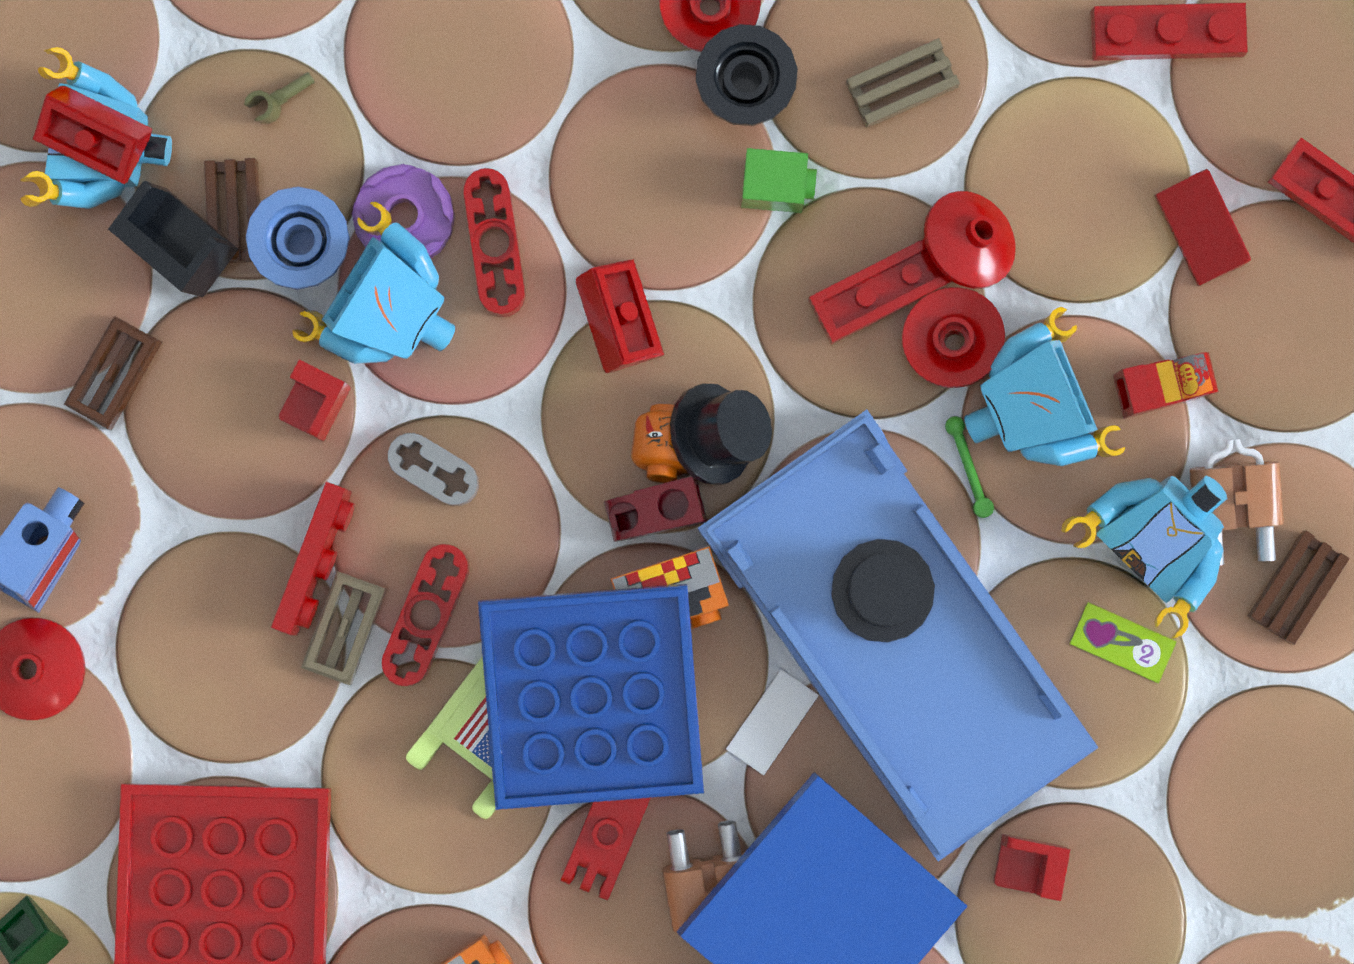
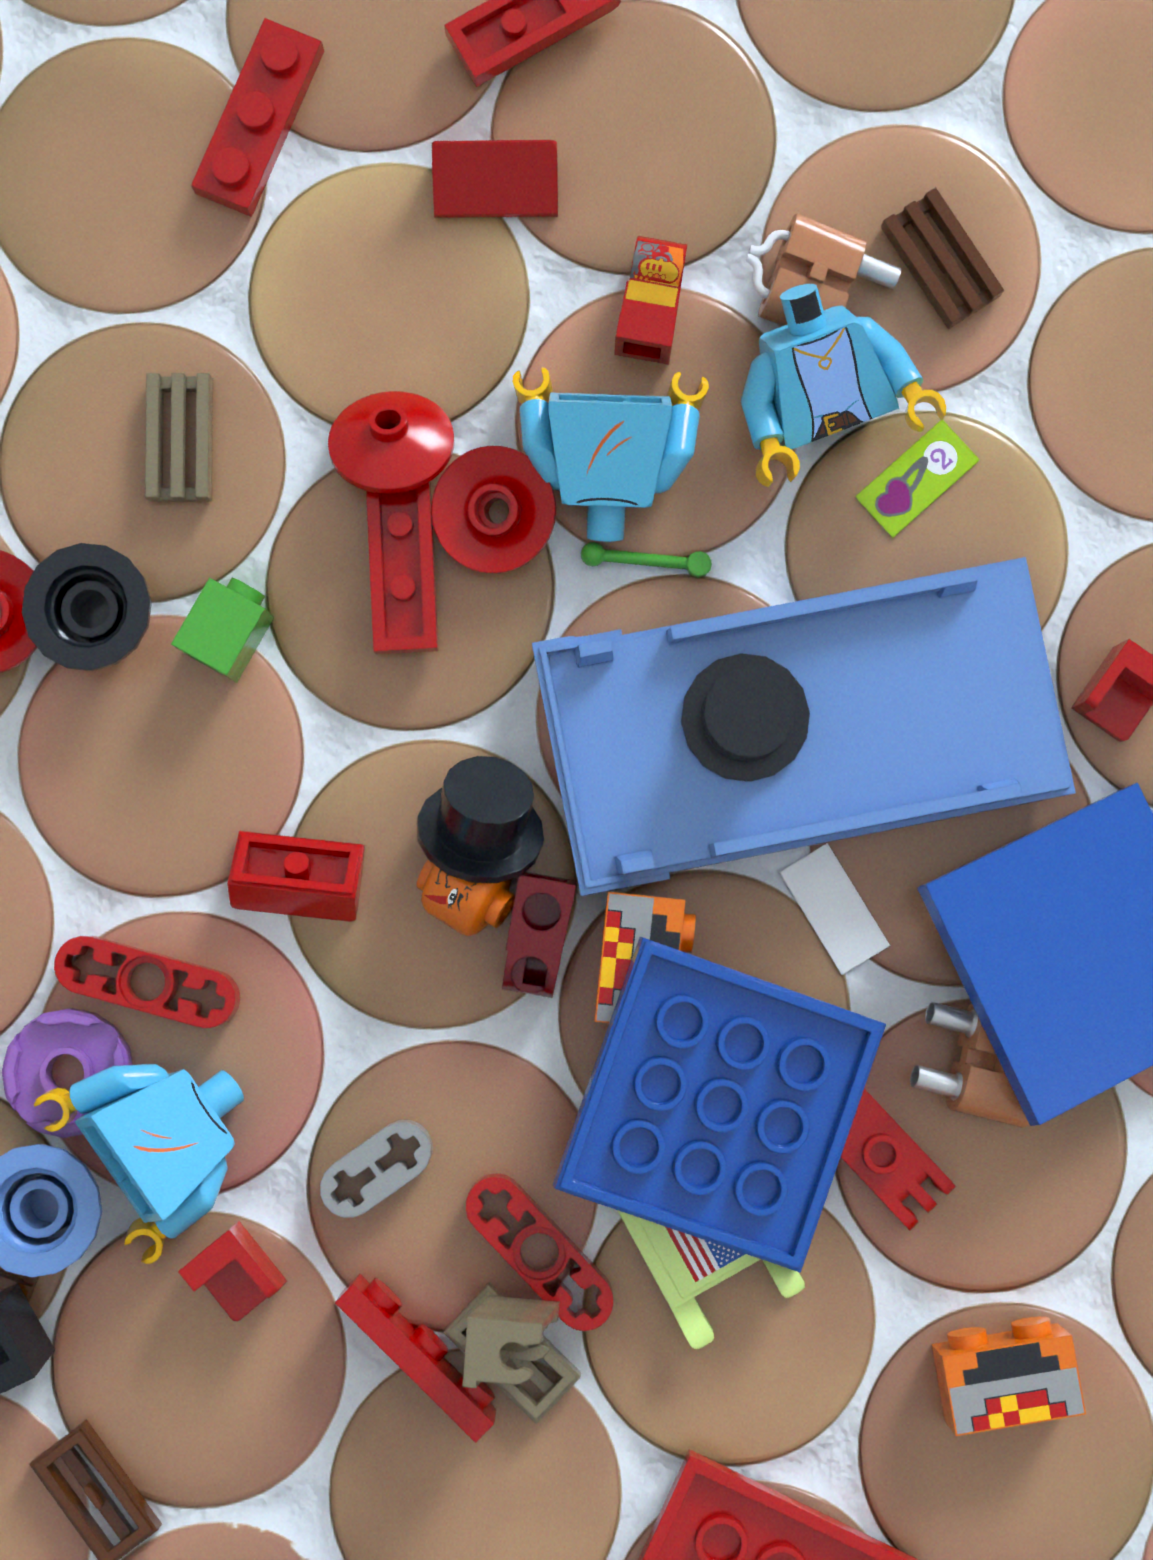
camera: 65 degrees left, 0 degrees up
(354, 610) = (504, 1331): none -> dark tan hinge

